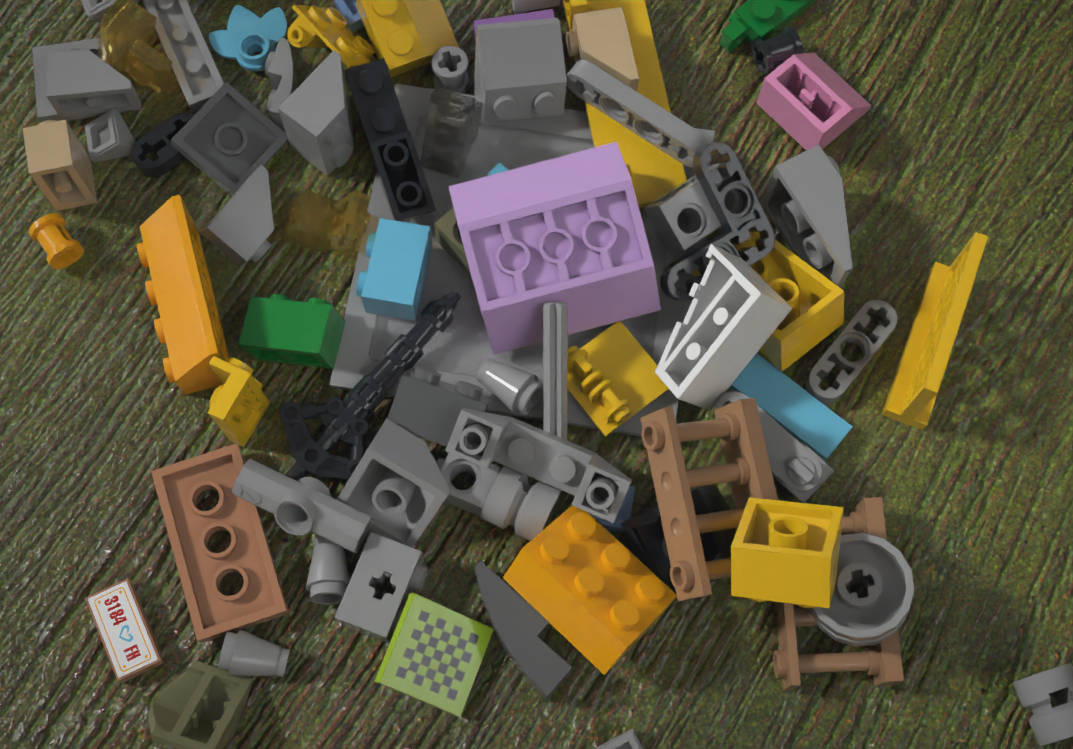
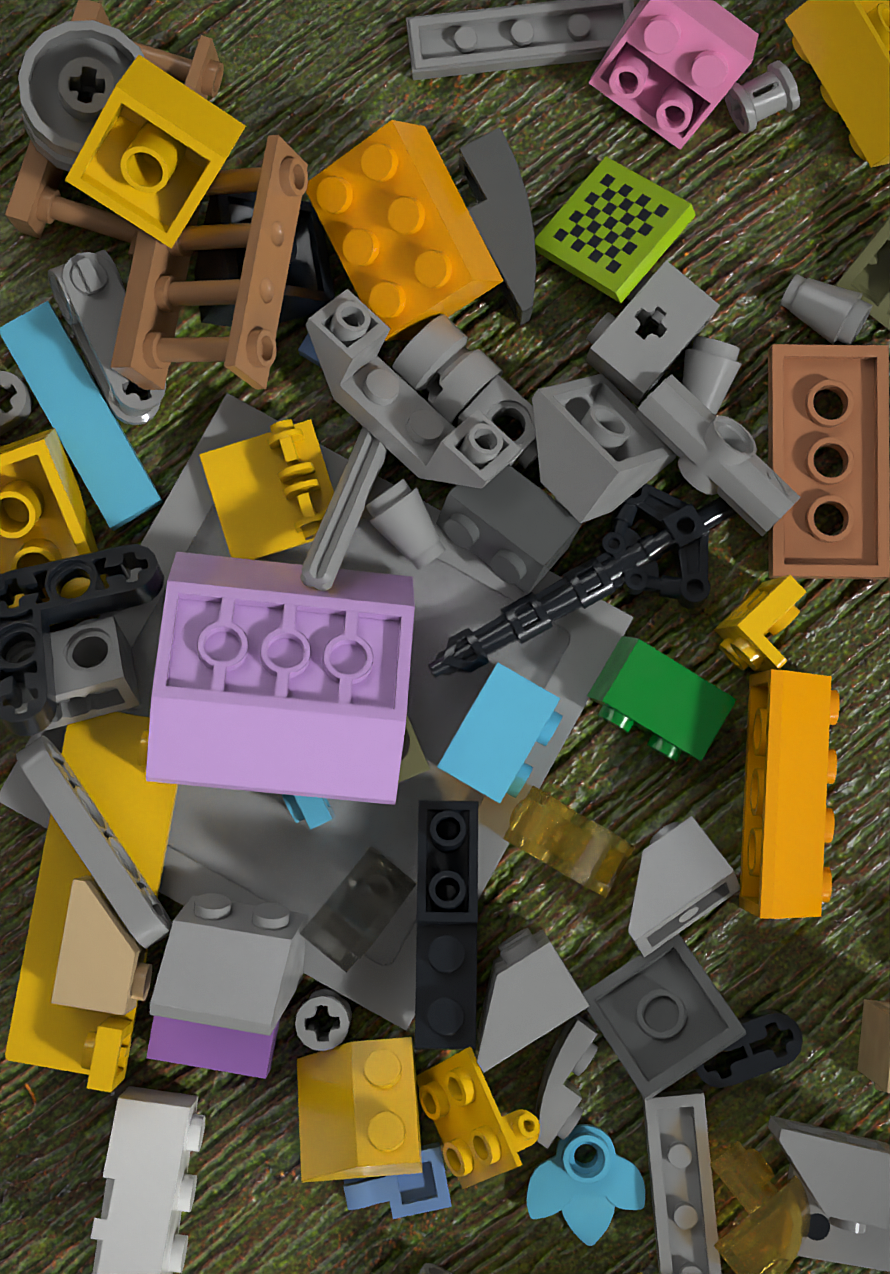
camera: 160 degrees left, 15 degrees up
(108, 137) = (825, 1090): light grey slope -> none
(721, 331) = (108, 483): white wedge -> none

